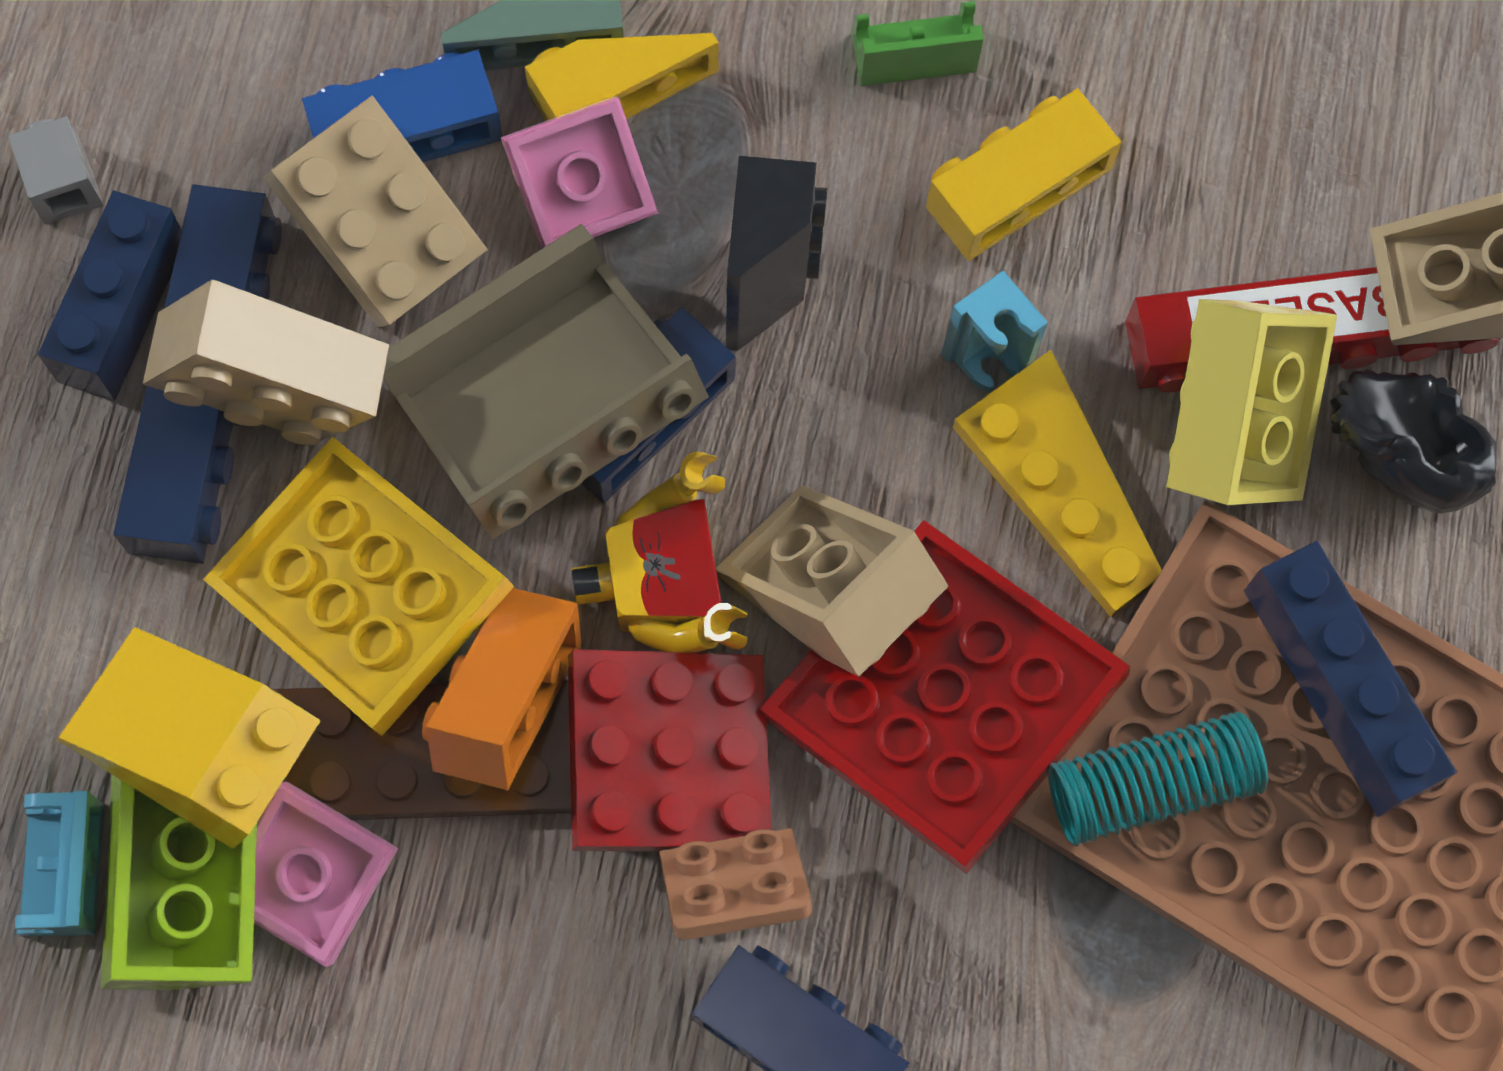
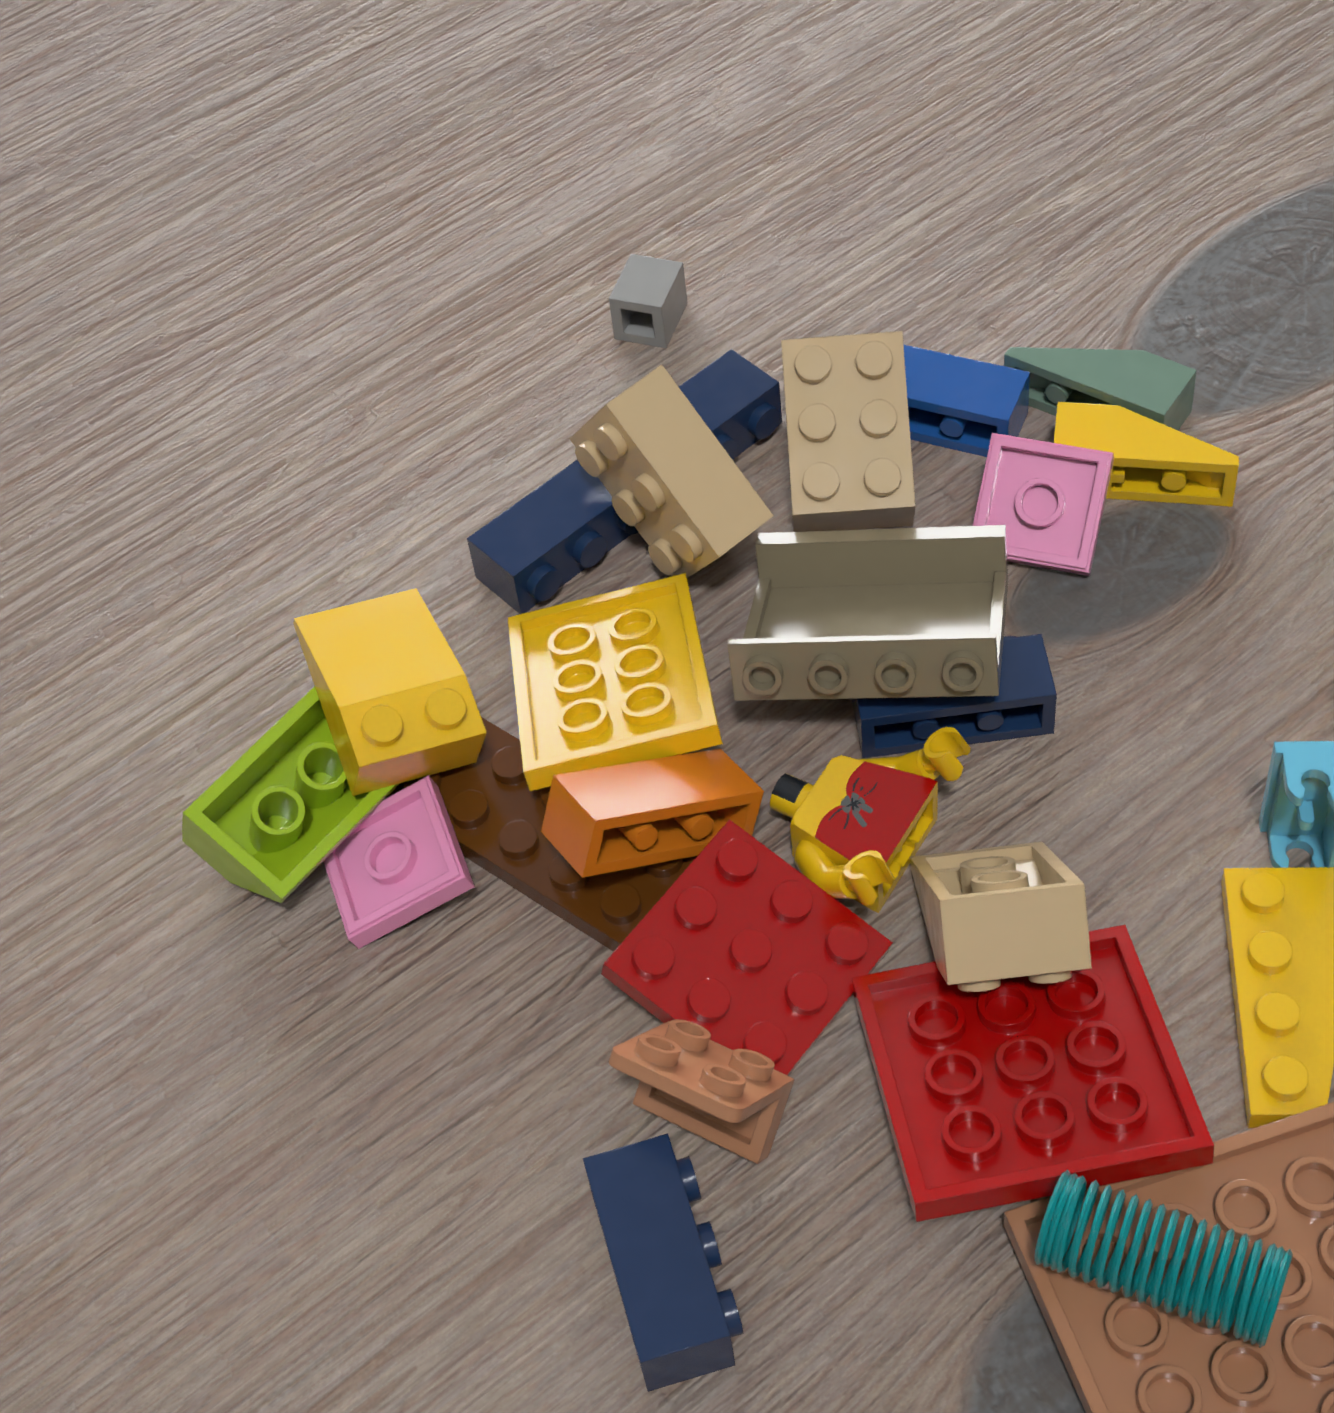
camera: 50 degrees right, 20 degrees down
(61, 864) = (215, 755): medium azure hinge -> none
(112, 296) = (573, 397): dark blue brick -> none
(771, 243) = (1144, 619): black slope -> none

